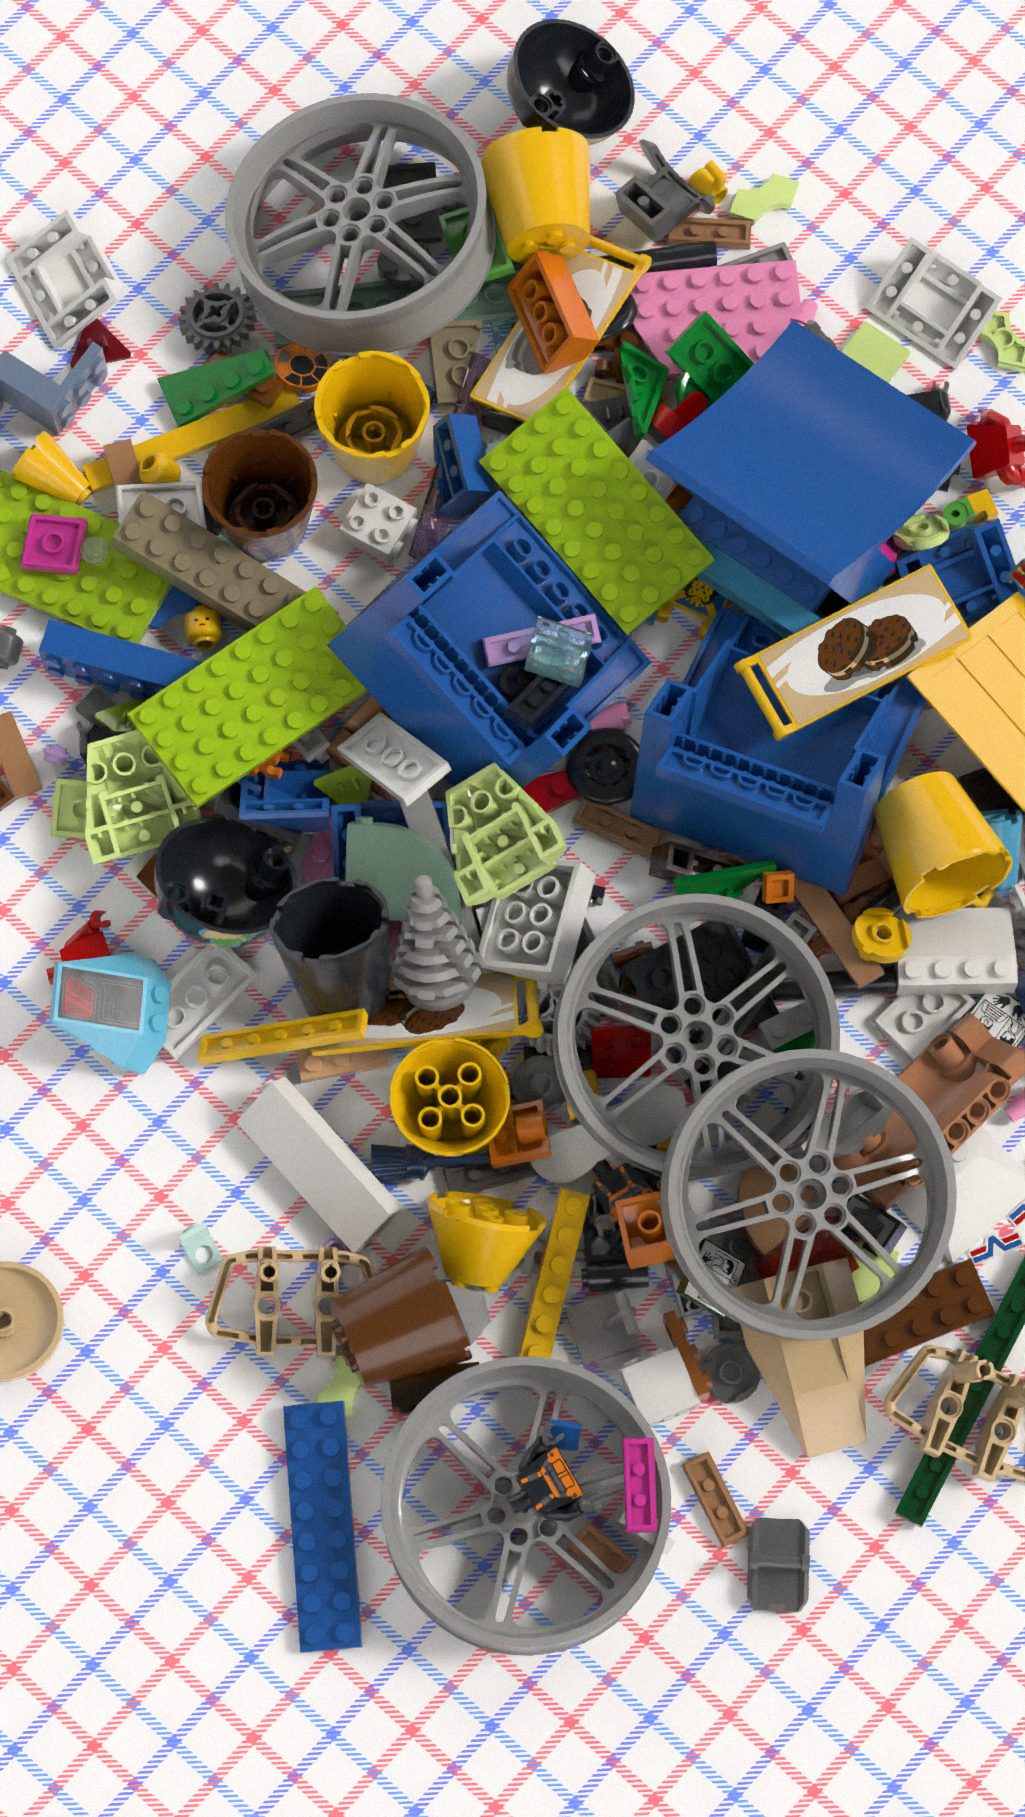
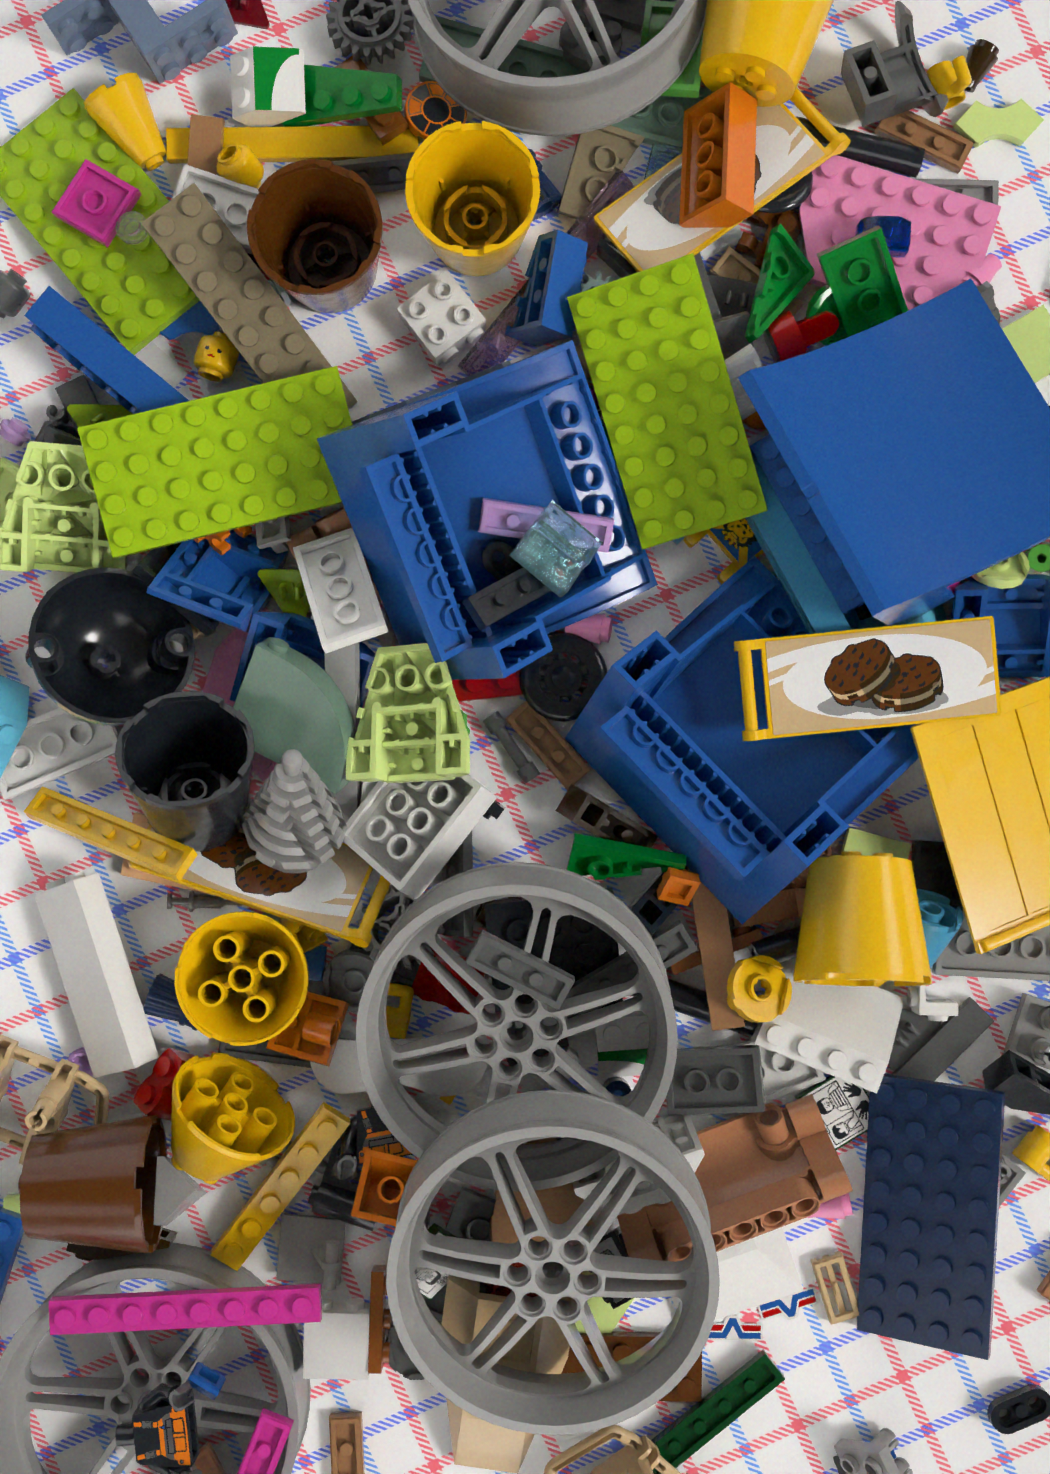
camera: 30 degrees right, 15 degrees up
(156, 399) = (267, 85): none -> white slope
(373, 1077) = (198, 901): none -> flat silver piece
(416, 1229) = (155, 1092): none -> red brick
(521, 1382) = (185, 1309): none -> dark pink plate
(609, 854) = (496, 725): none -> dark grey bar
(677, 970) = (520, 969): none -> dark grey plate
(718, 309) = (895, 230): none -> clear blue rock
(727, 158) = (980, 60): none -> dark brown cone
(886, 1032) = (717, 1081): none -> dark grey plate

